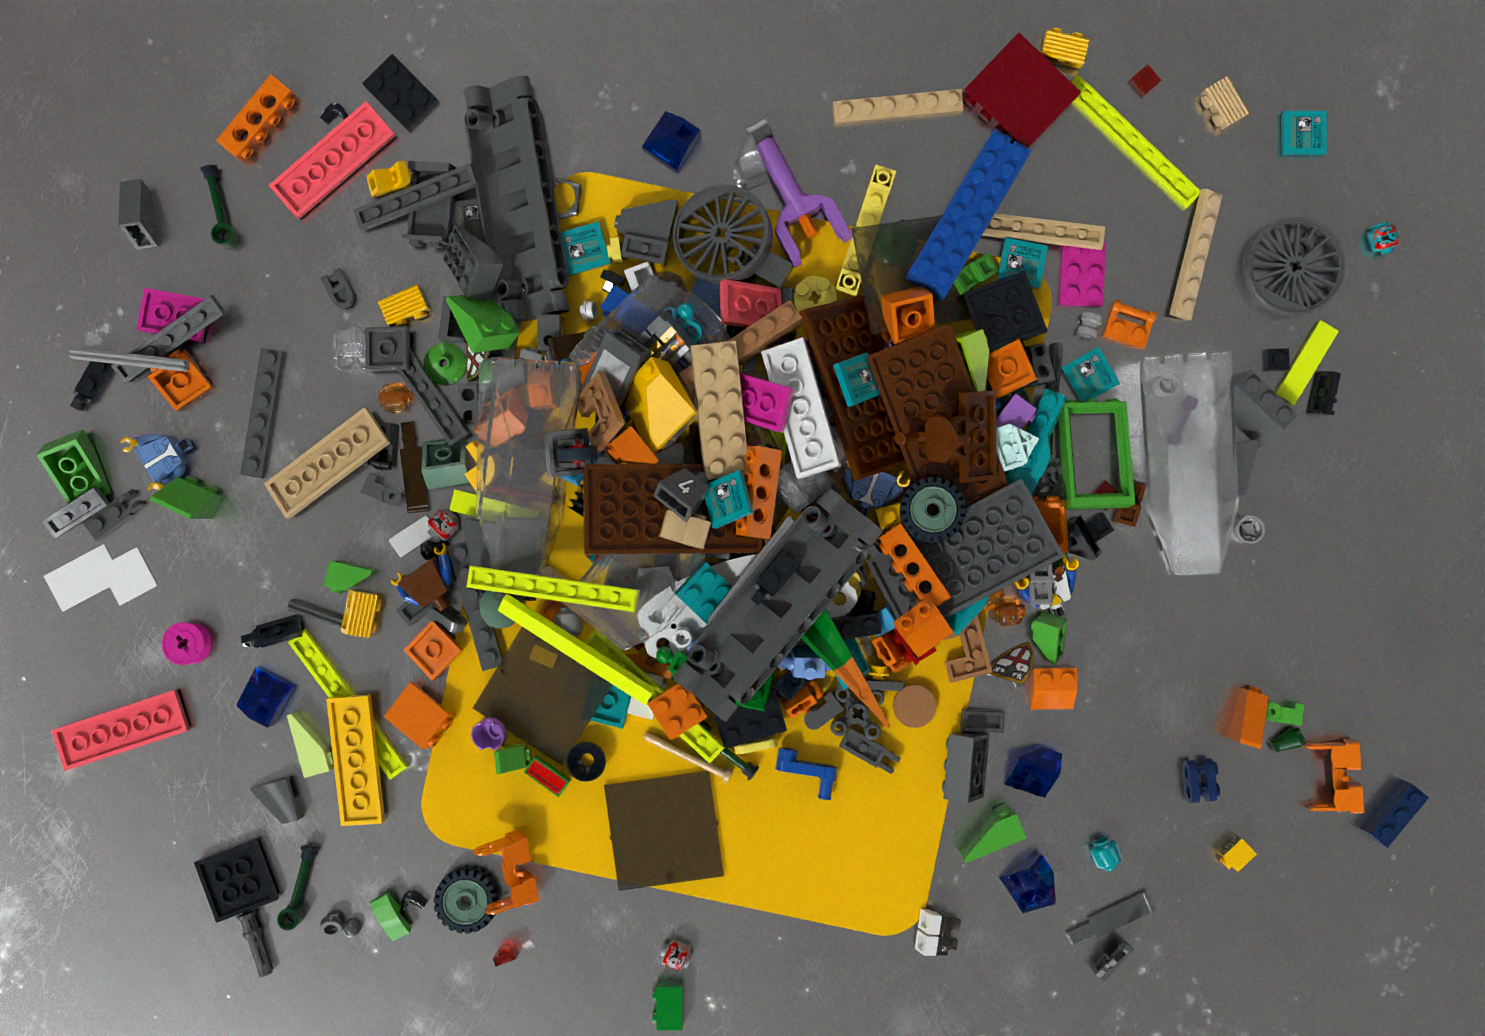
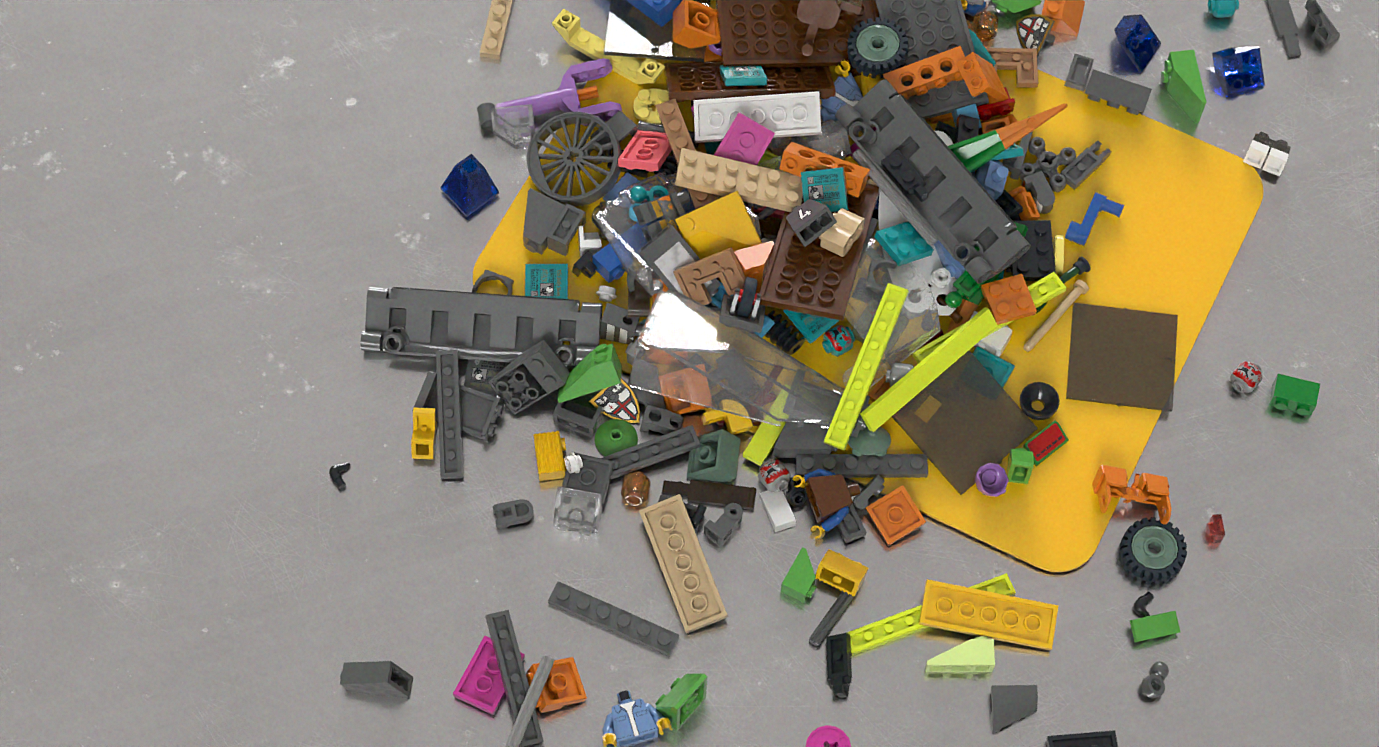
camera: 75 degrees left, 25 degrees down
(222, 226) = (360, 602): dark green piece -> none
(255, 107) = (335, 572): orange brick -> none
(264, 697) = (903, 688): clear blue slope -> none
(307, 855) = (1135, 713): dark green piece -> none
(332, 160) = (385, 486): coral plate -> none
(390, 331) = (573, 463): none -> white plate
(400, 92) = (340, 409): black plate -> none
(419, 716) = (958, 542): orange panel -> none
(615, 250) = (557, 254): light yellow plate -> none
(914, 706) = (1057, 125): medium nougat tile -> none

